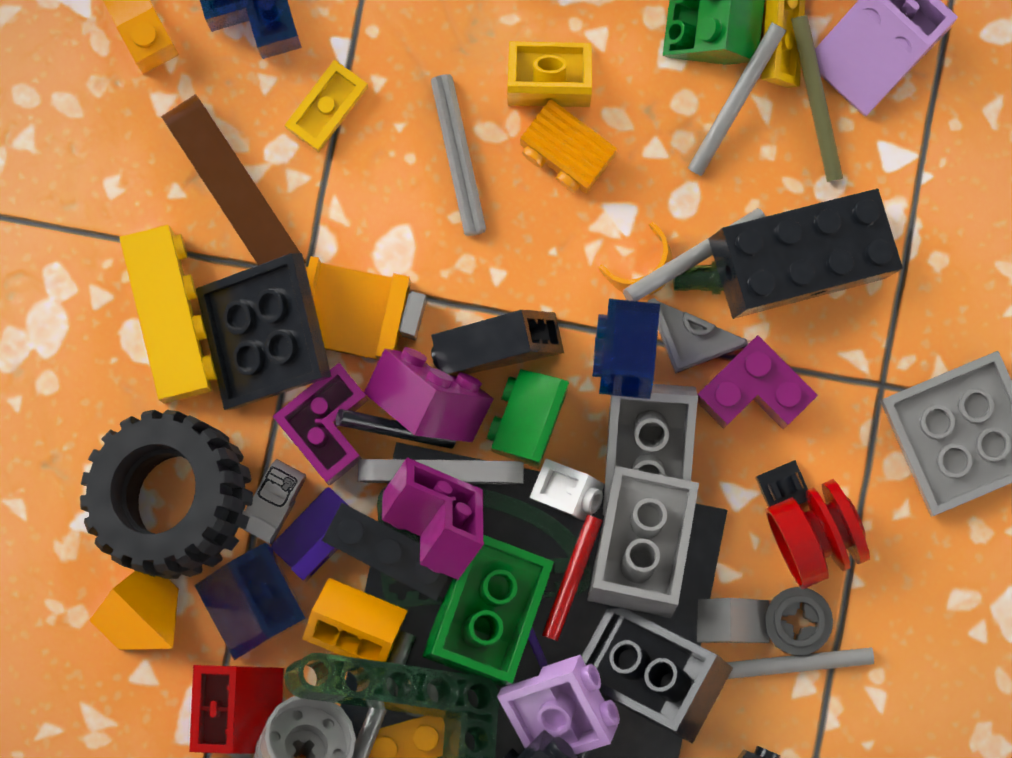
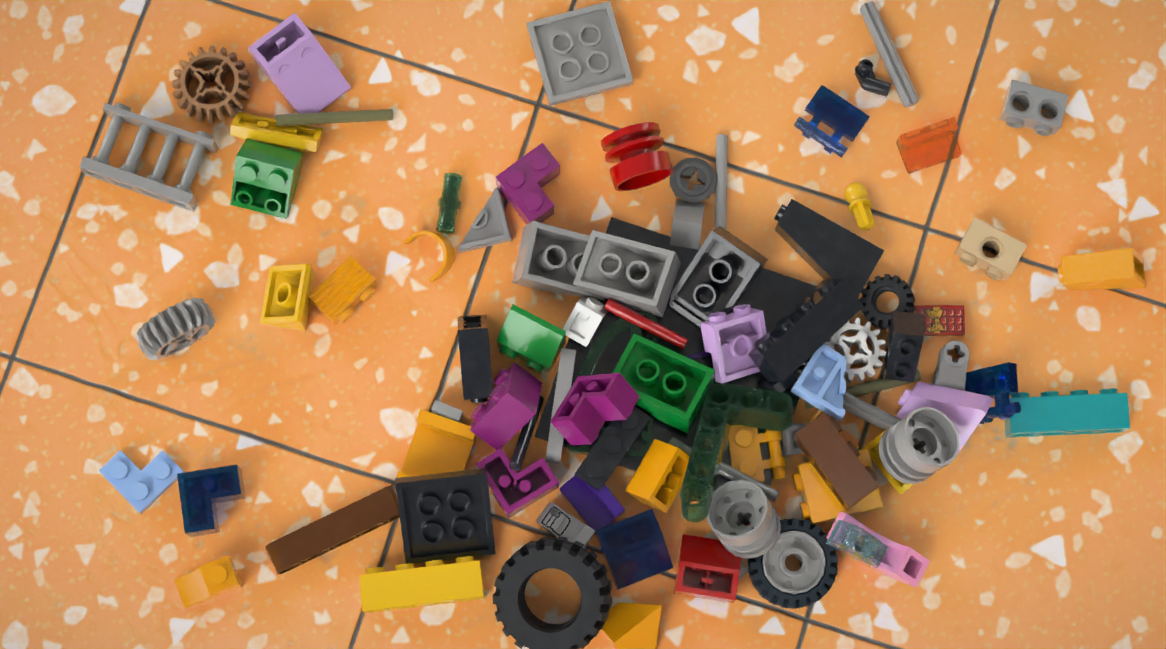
camera: 90 degrees left, 5 degrees down
(326, 106) = (287, 455): yellow plate -> none
(458, 155) = (336, 368): light grey axle -> none
(626, 348) = (494, 263): clear blue brick -> none
(678, 265) = (433, 213): light grey bar -> none
(736, 99) = (327, 170): light grey bar -> none
(782, 484) = (598, 178): black tile -> none
(805, 253) = (443, 138): black brick -> none

